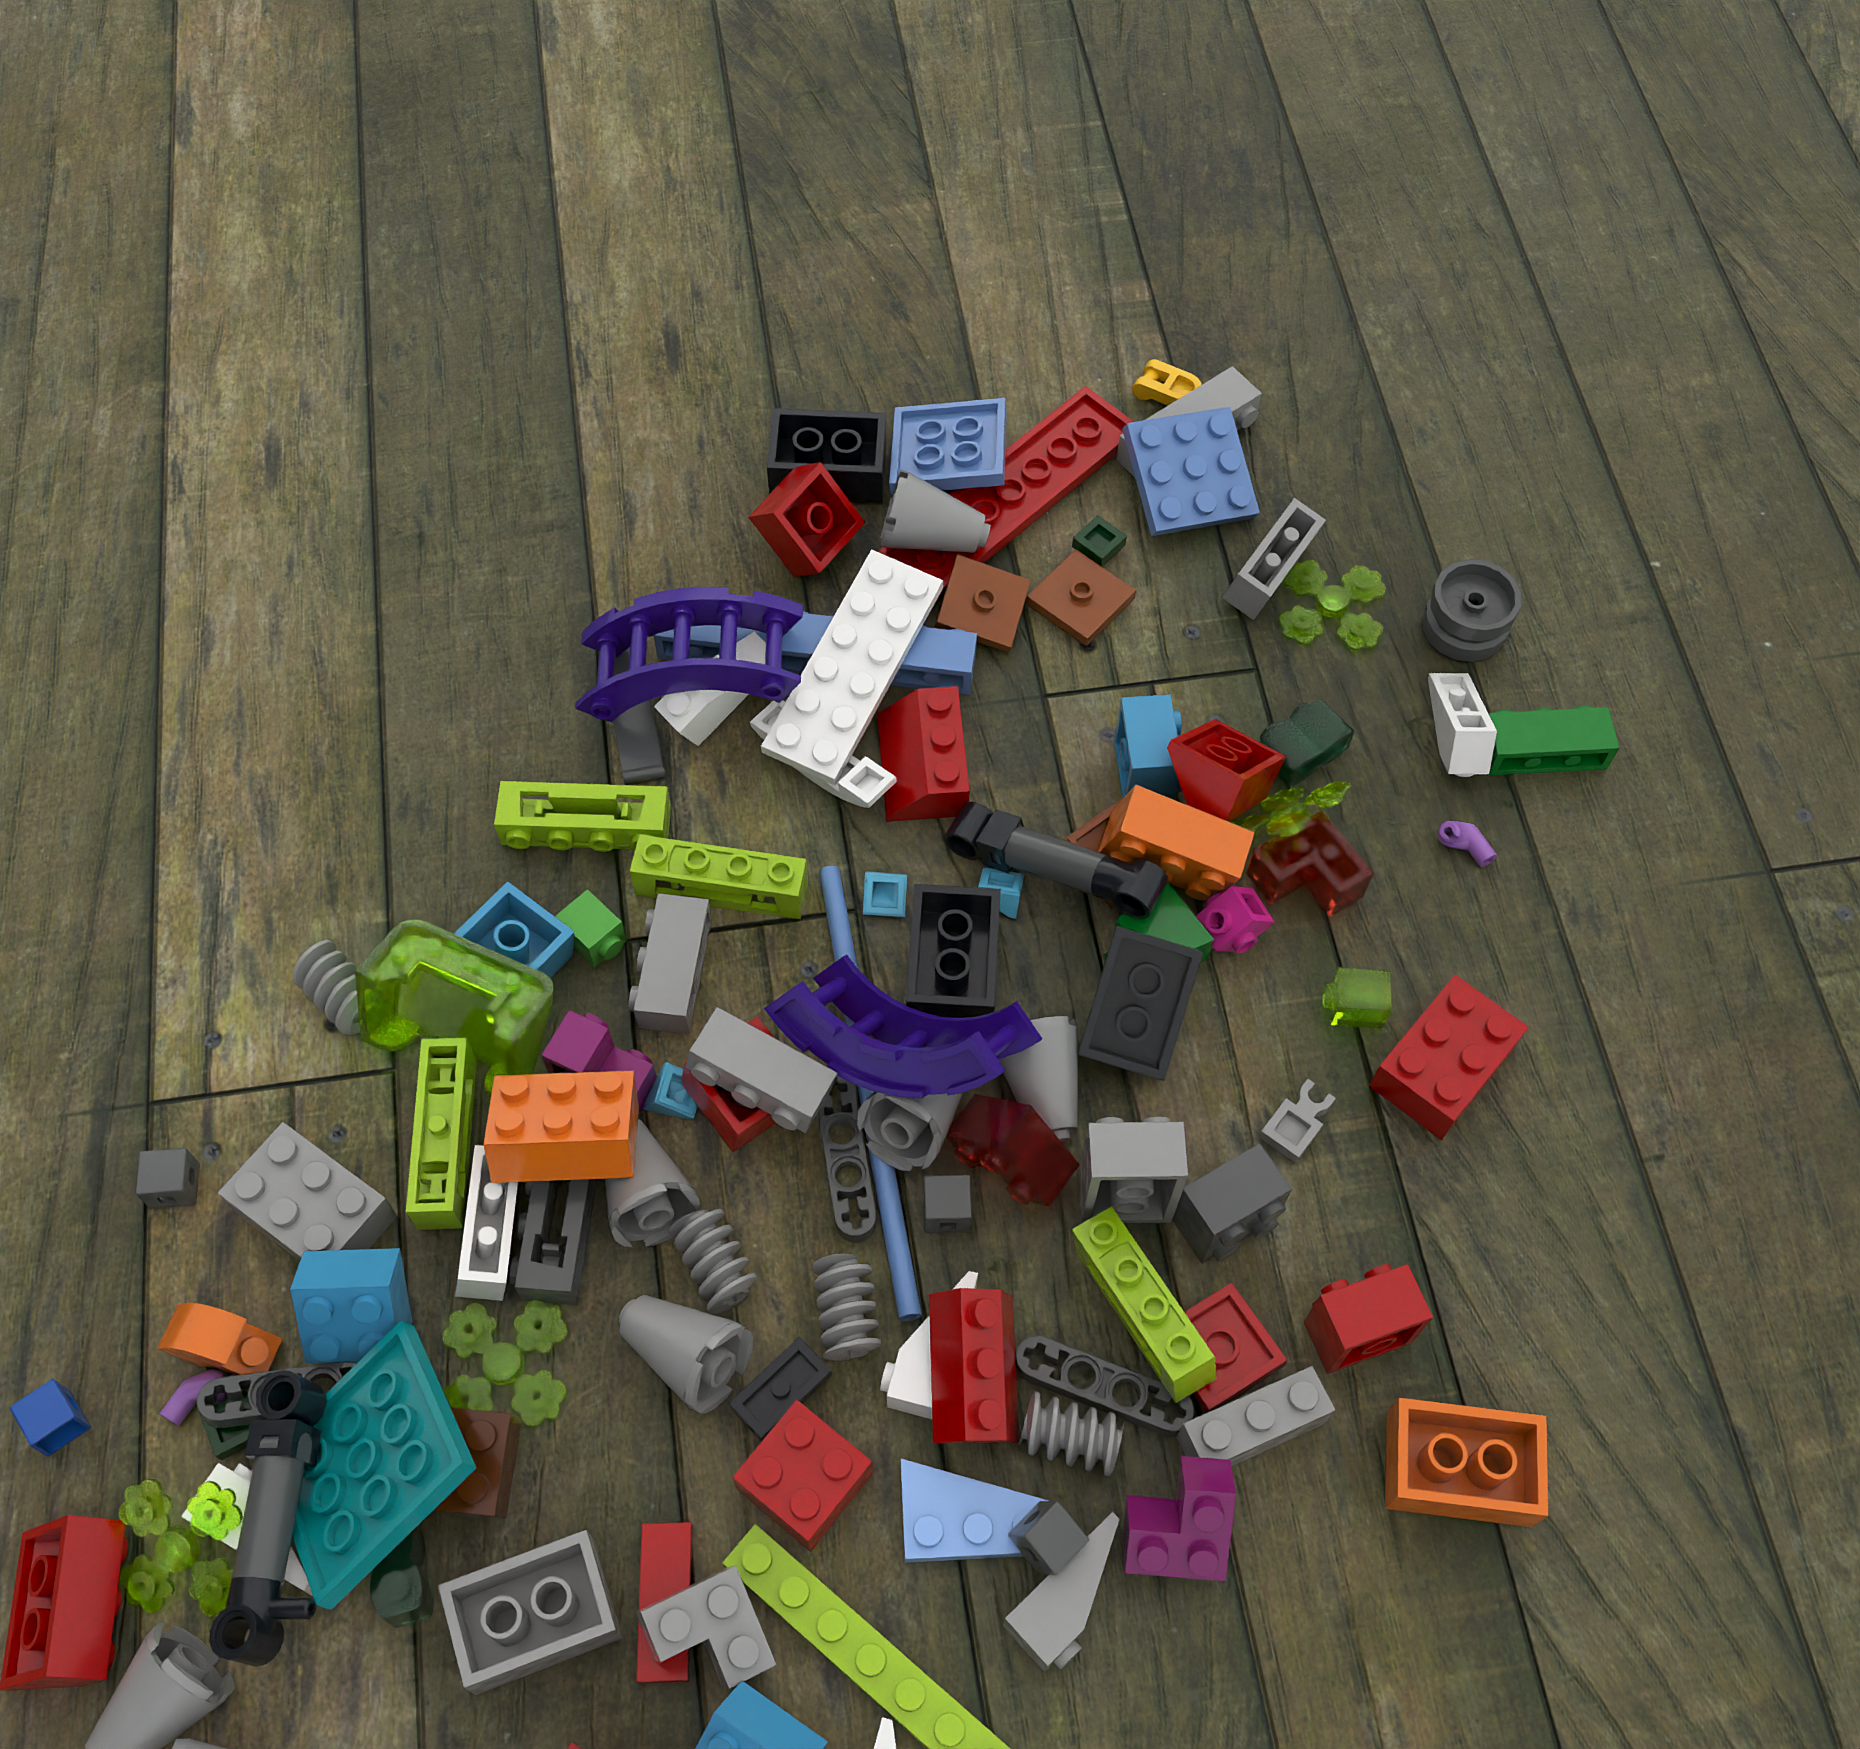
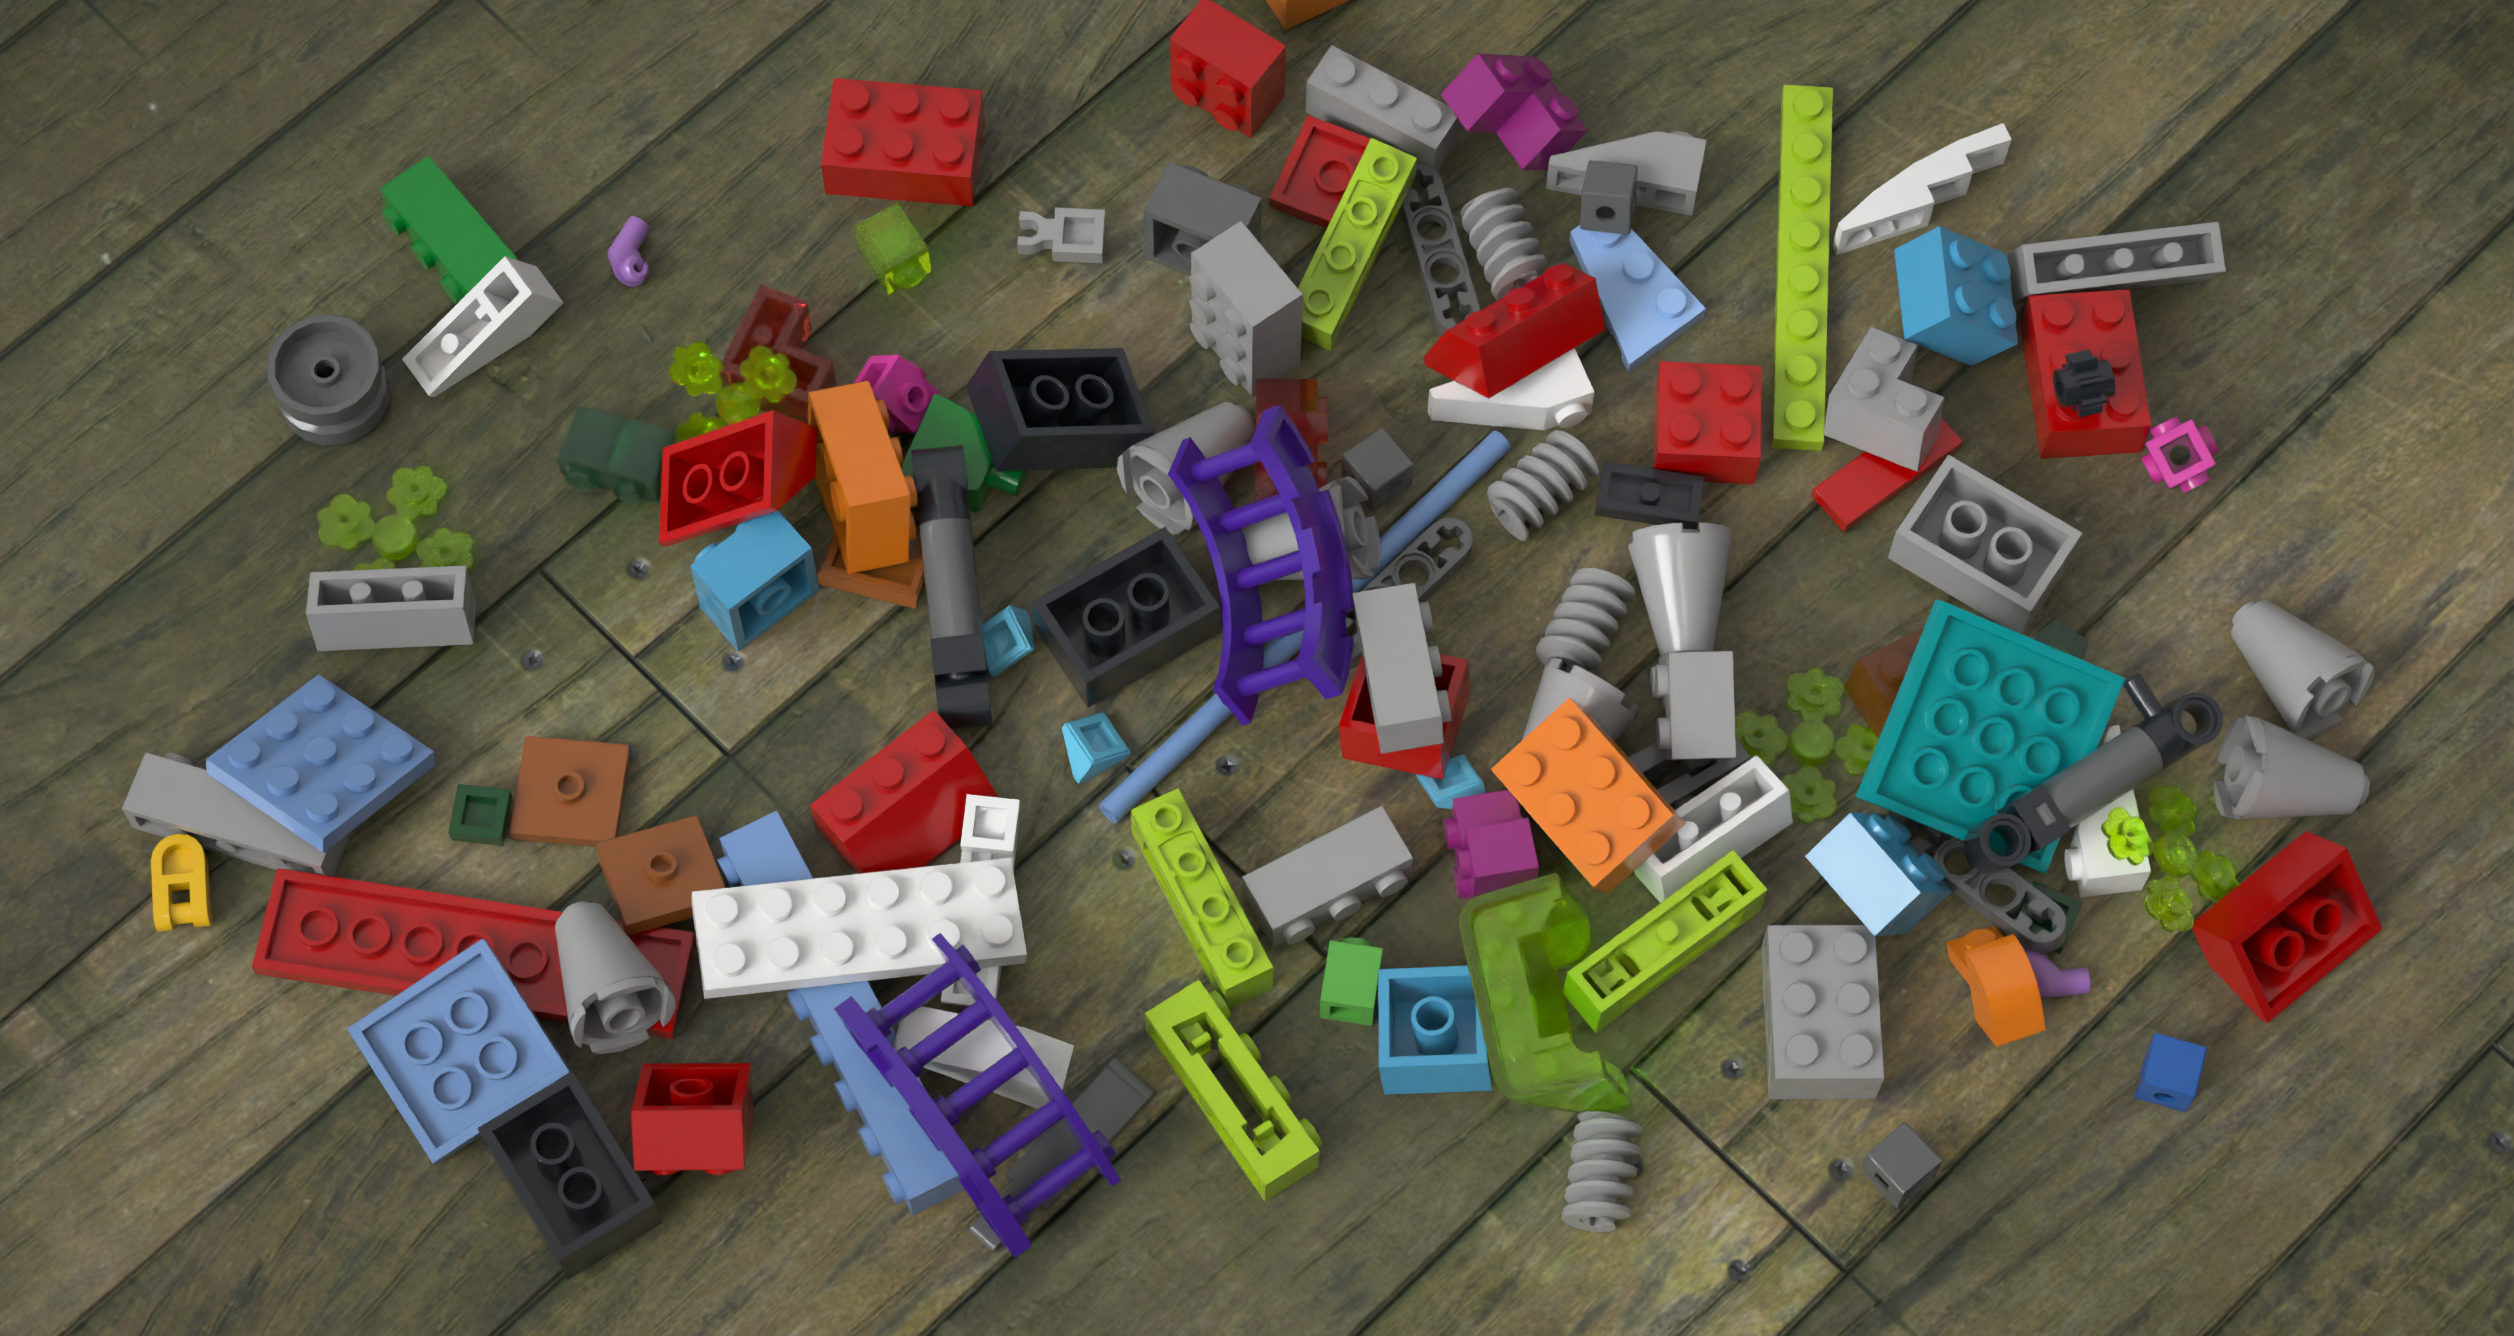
camera: 125 degrees left, 5 degrees up
(577, 1264) = (1697, 704): none -> light grey brick

